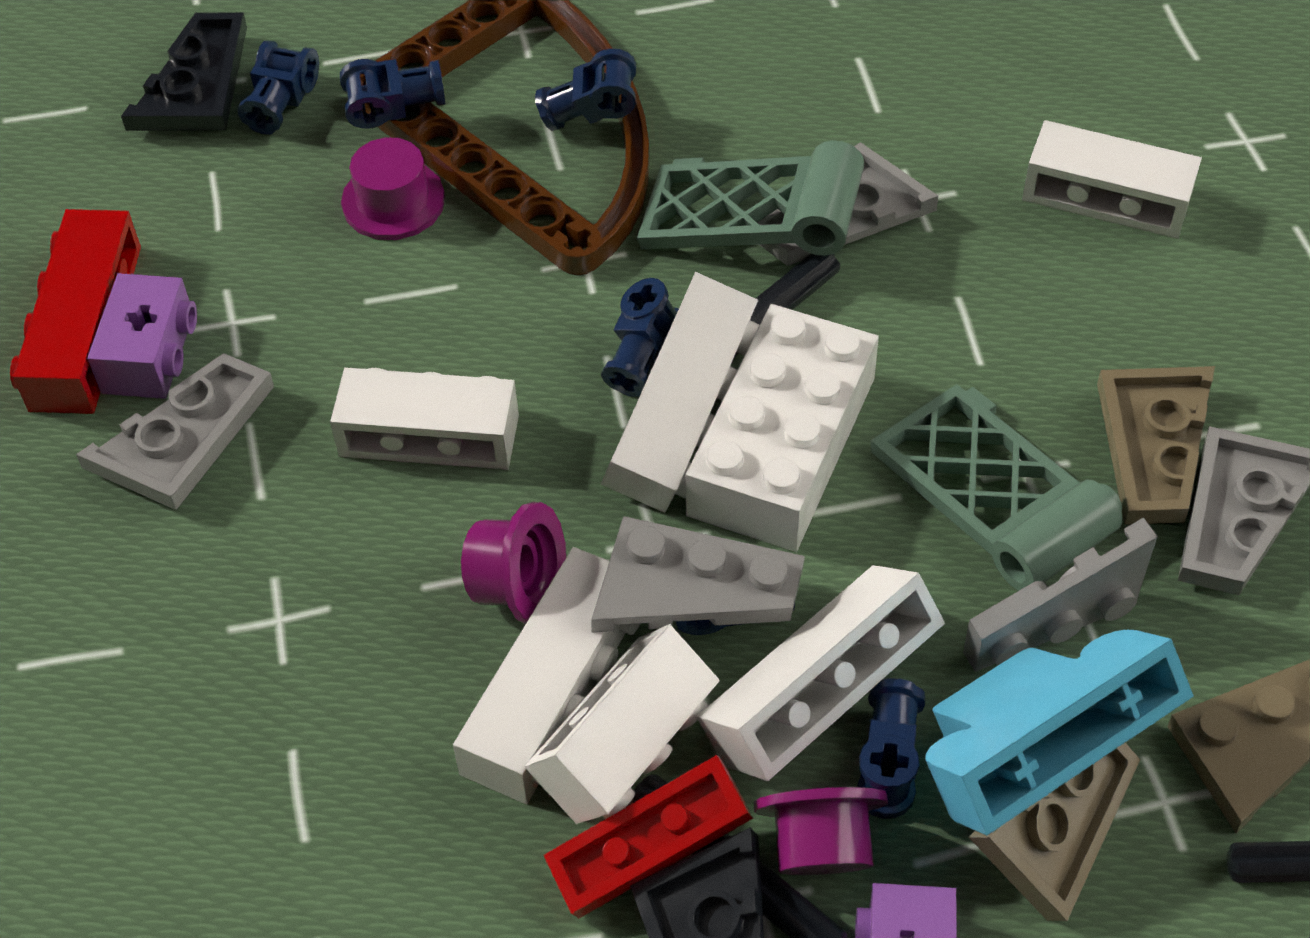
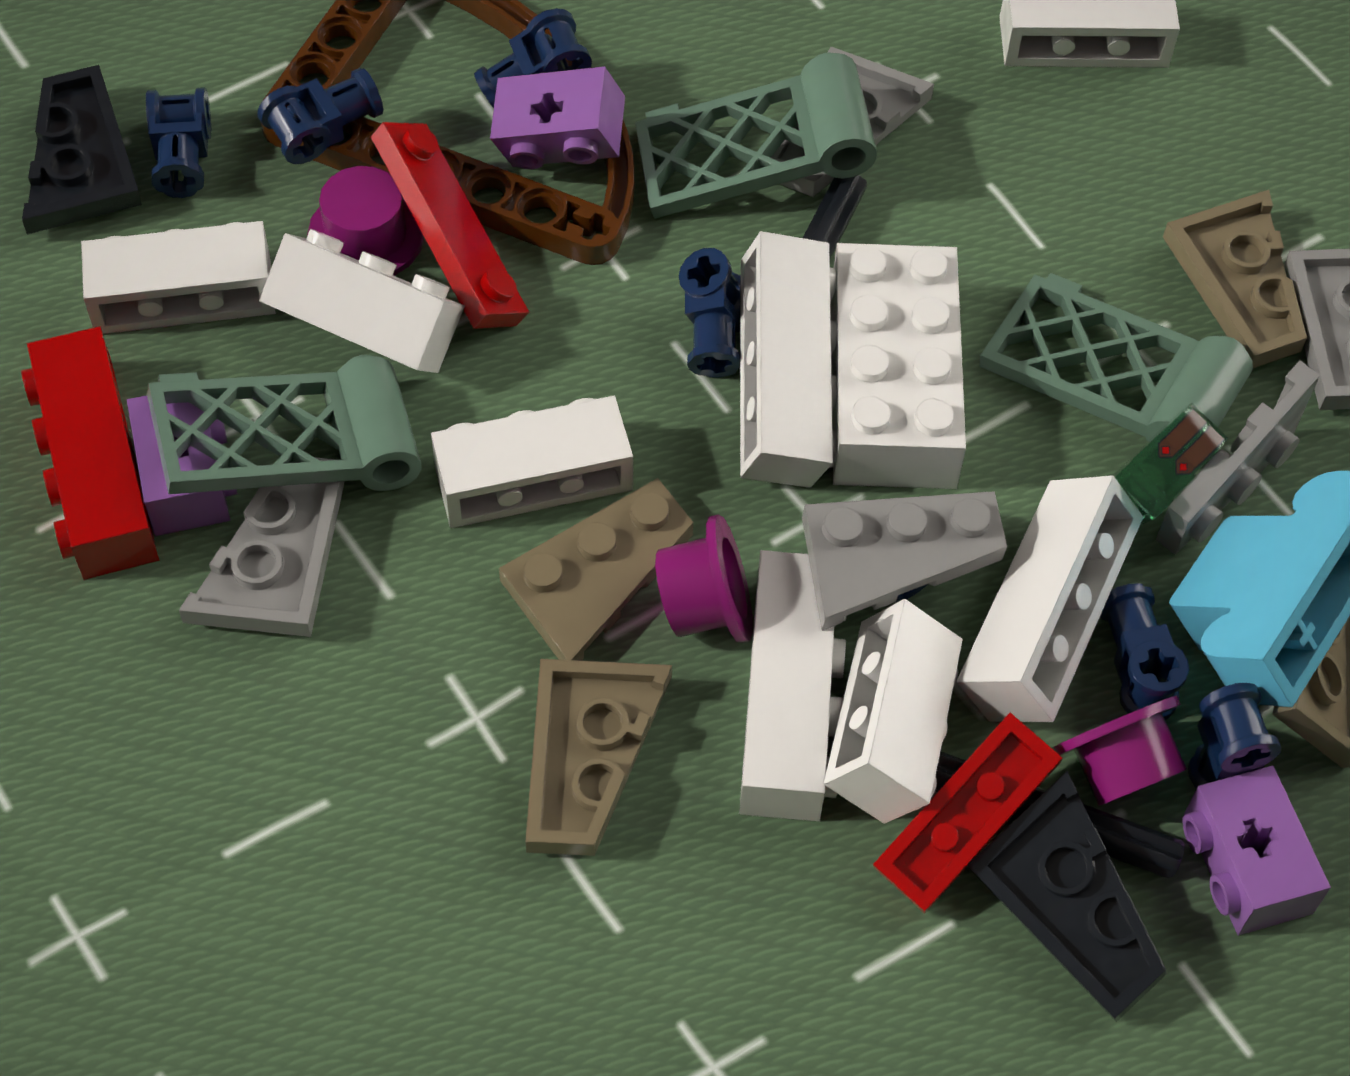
camera: 25 degrees left, 5 degrees up
(218, 192) = (176, 277): none -> white brick
(305, 346) = (361, 403): none -> sand green piece
(347, 672) = (585, 747): none -> dark tan wing
(350, 248) = (362, 300): none -> white brick
(424, 526) = (593, 569): none -> dark tan wing
(452, 207) = (449, 225): none -> red plate
(586, 140) = (558, 117): none -> medium lavender brick
(927, 841) = (1231, 735): none -> dark blue connector
(986, 577) = (1169, 461): none -> clear green leg

